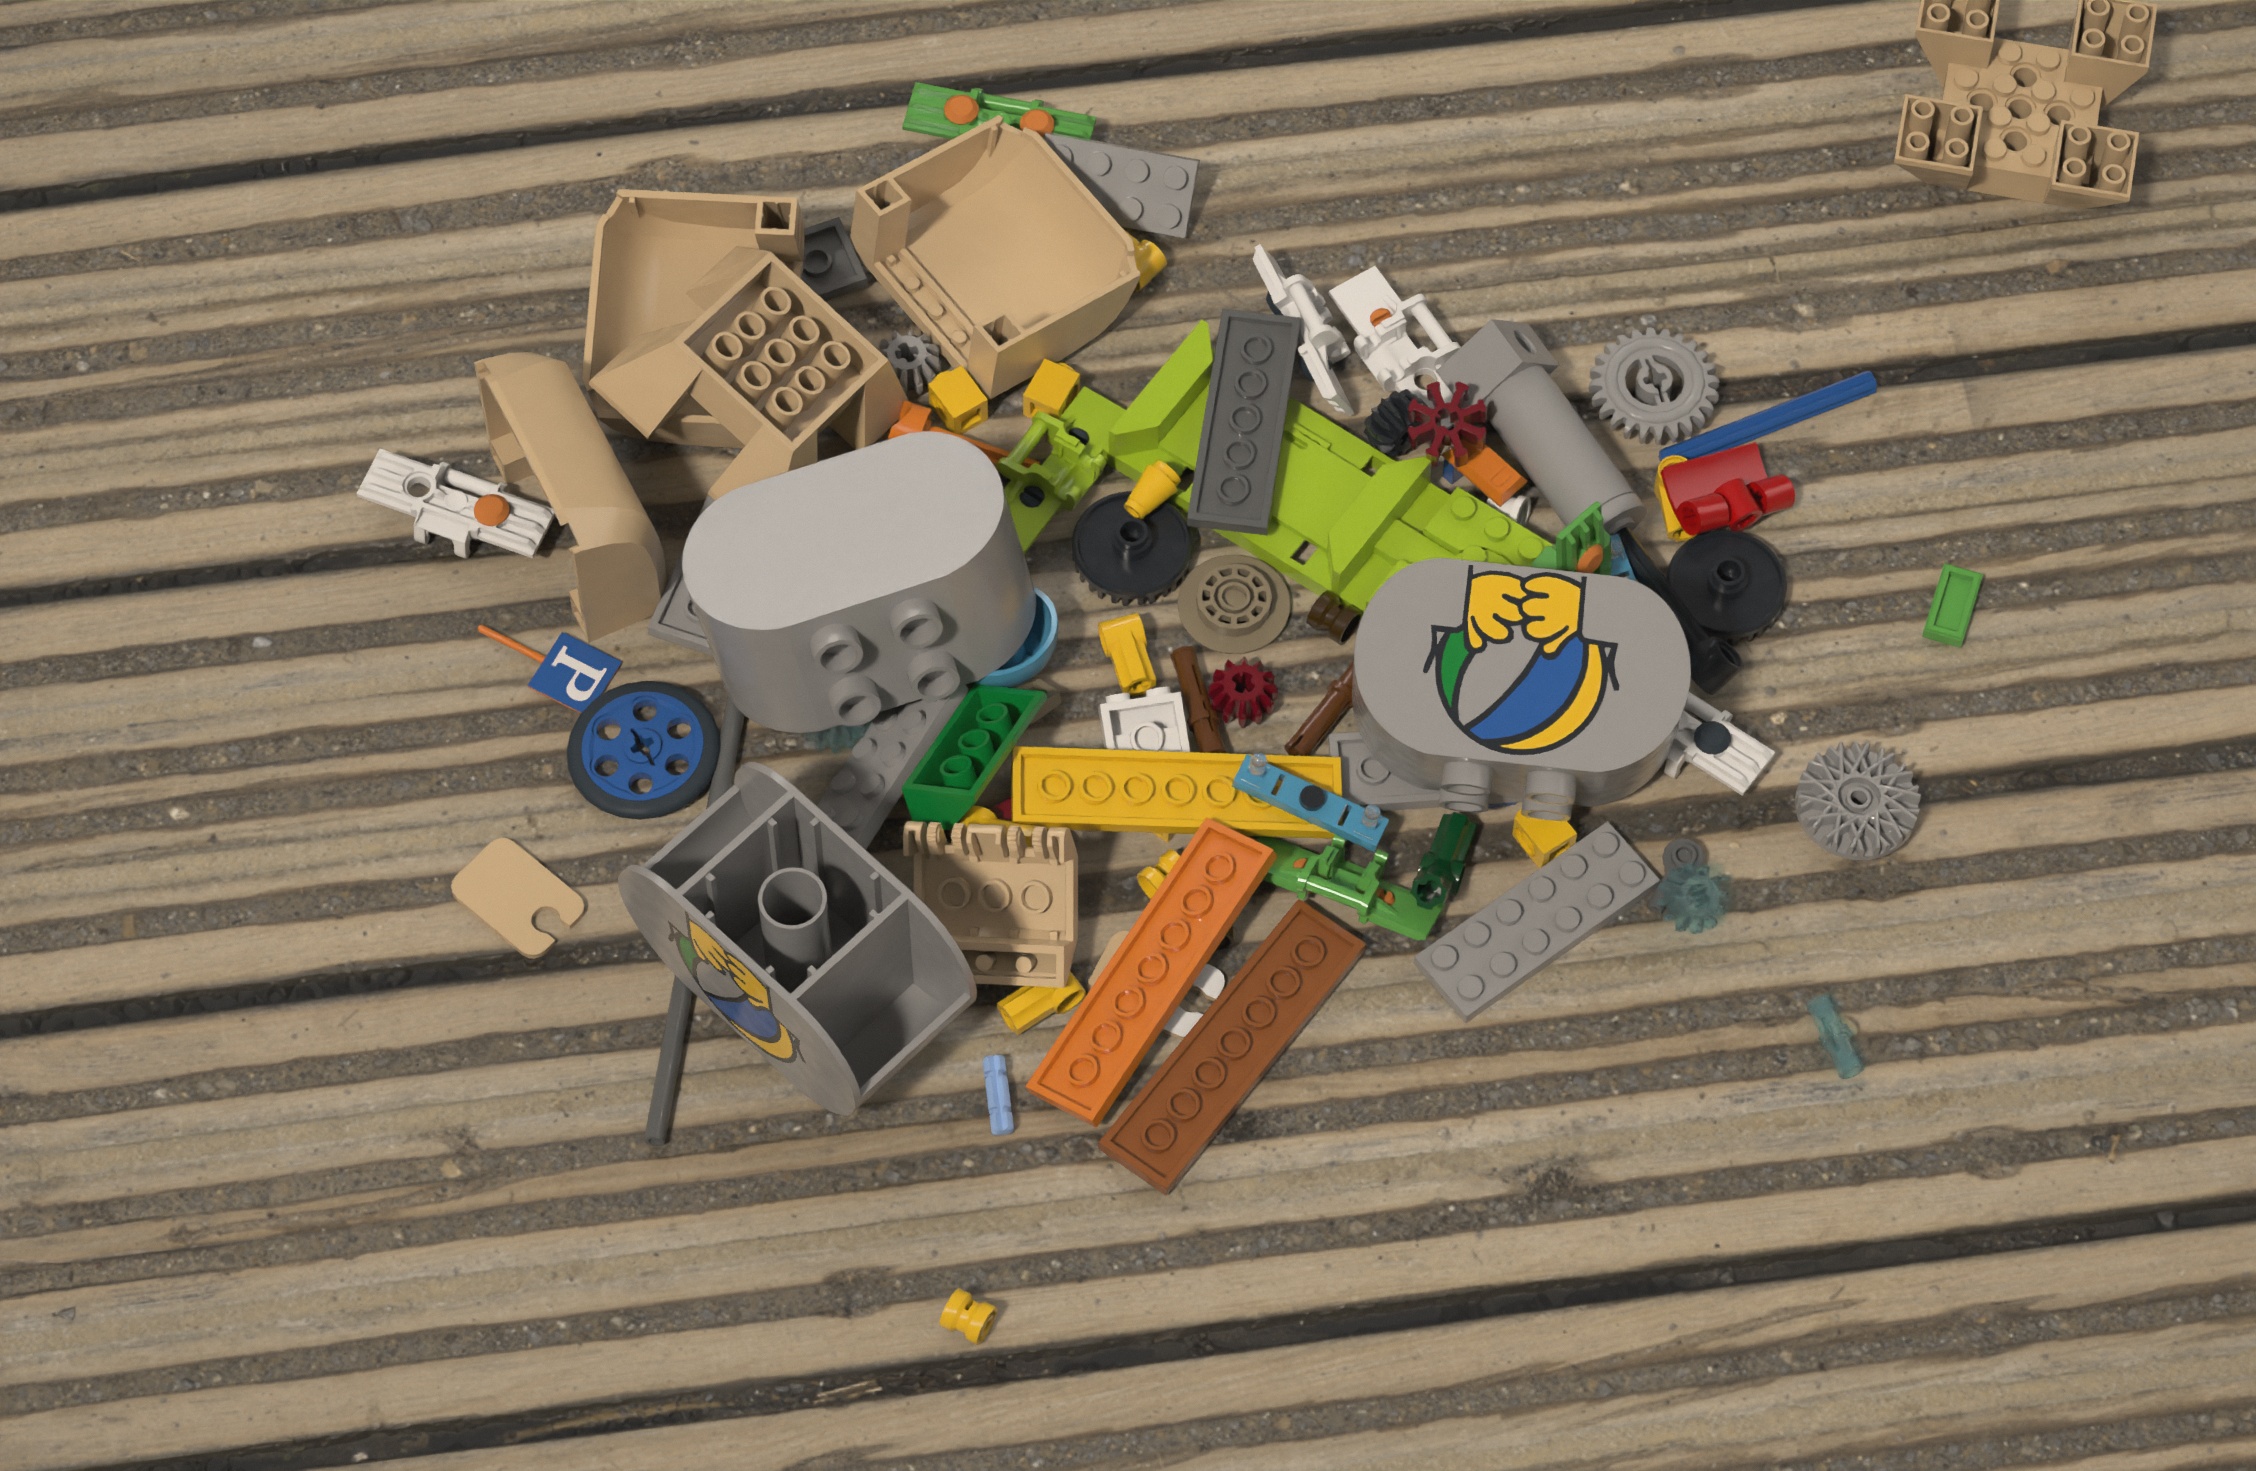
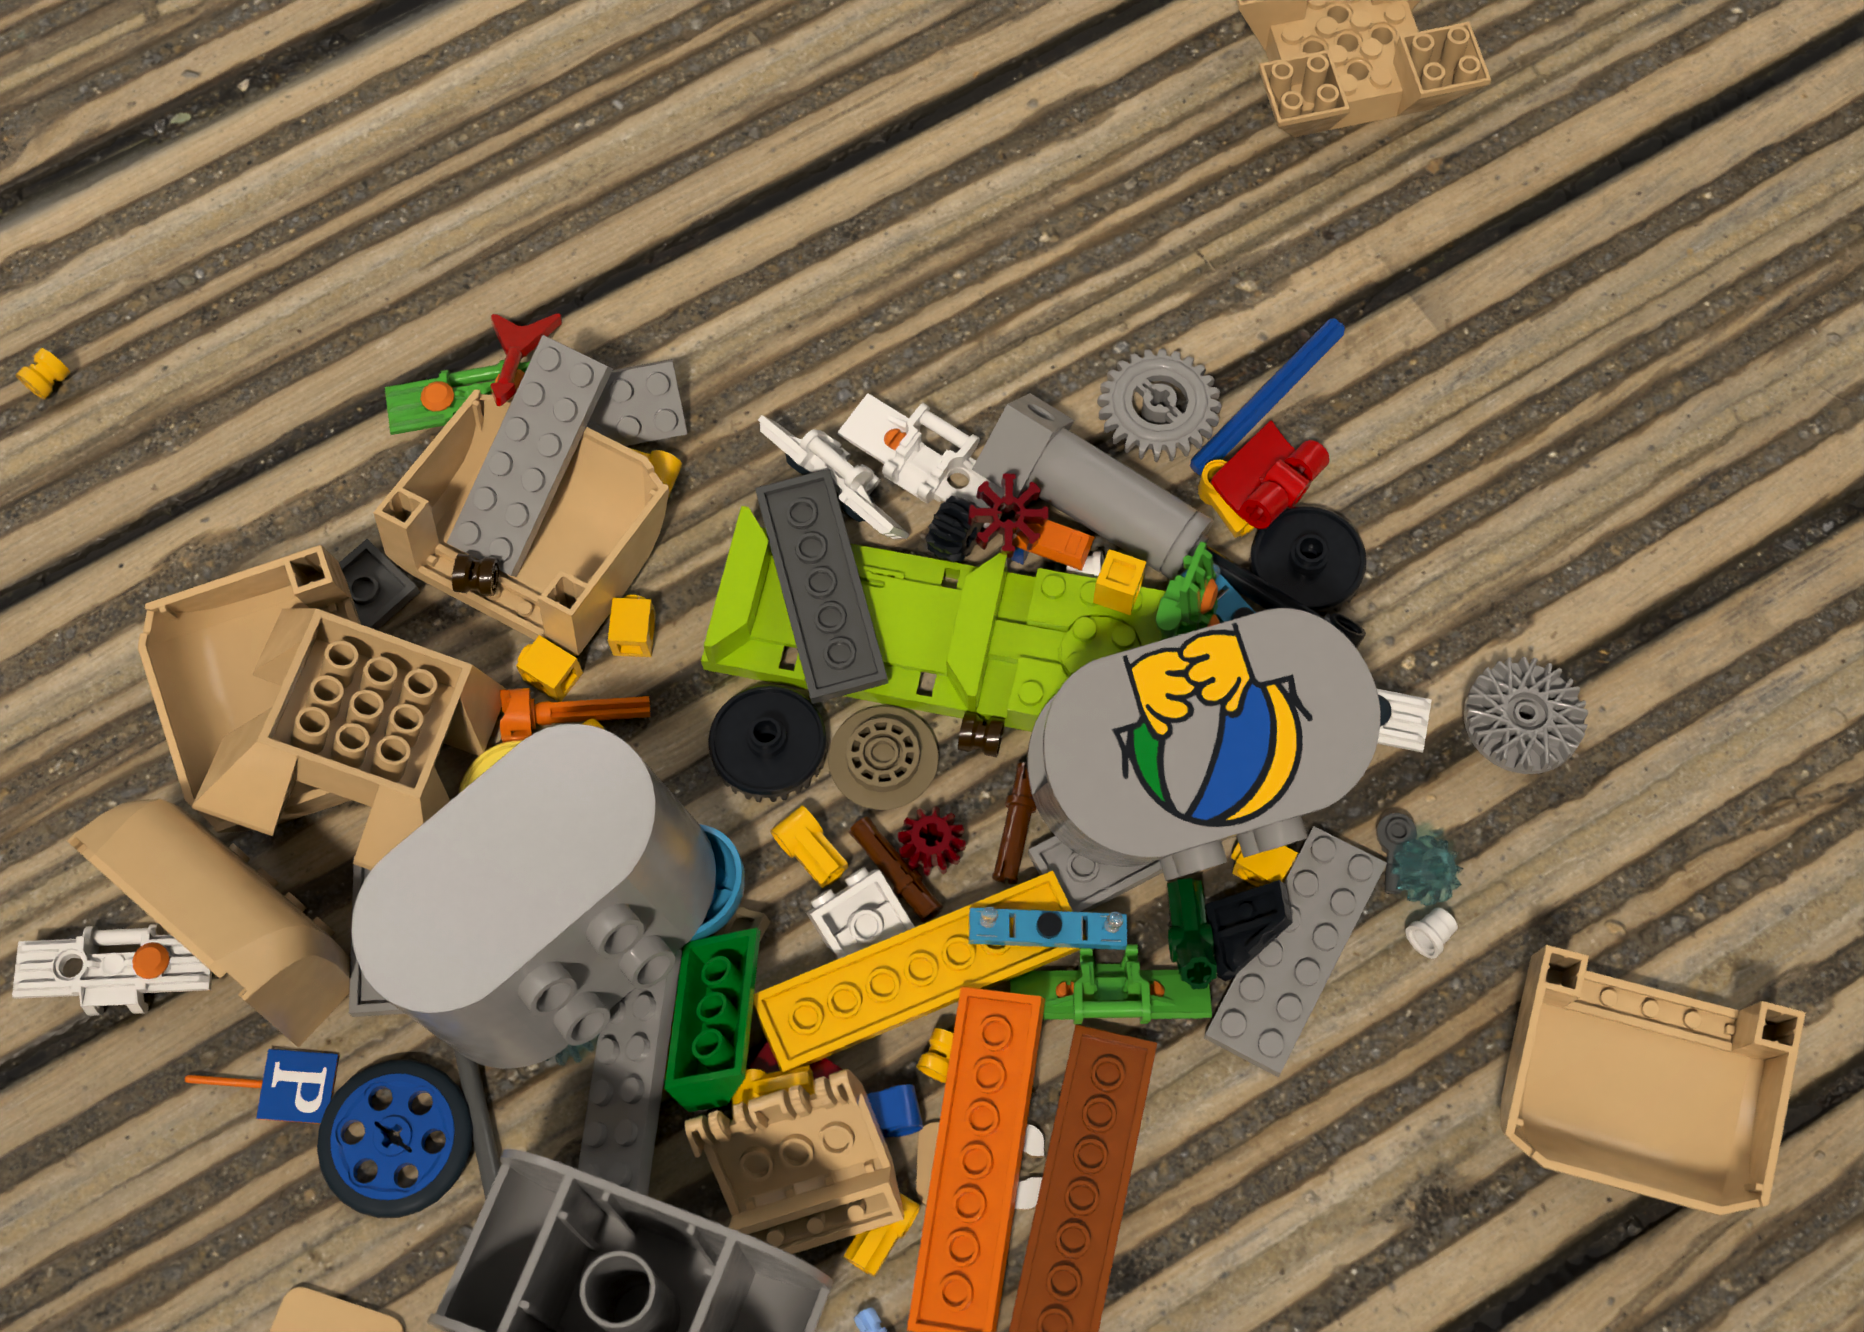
camera: 20 degrees left, 5 degrees up
(912, 359) = (494, 638): light grey gear -> none
(926, 287) = (475, 575): none -> dark brown wheel
(1023, 197) = (529, 455): none -> light grey plate
(1057, 89) = (517, 343): none -> red piece
(1070, 469) = (679, 691): lime piece -> none
(1100, 905) = (897, 1110): none -> blue piece
(1152, 489) = (765, 683): yellow cone -> none
(1498, 876) = (1247, 925): none -> black wing
(1521, 523) = (1119, 582): none -> yellow brick
(1670, 955) = (1431, 932): none -> white piece
(1790, 1145) = (1648, 1086): none -> tan slope
(1835, 1036) = (1612, 946): clear light blue pin -> none
(1952, 605) = (1505, 498): bright green tile -> none

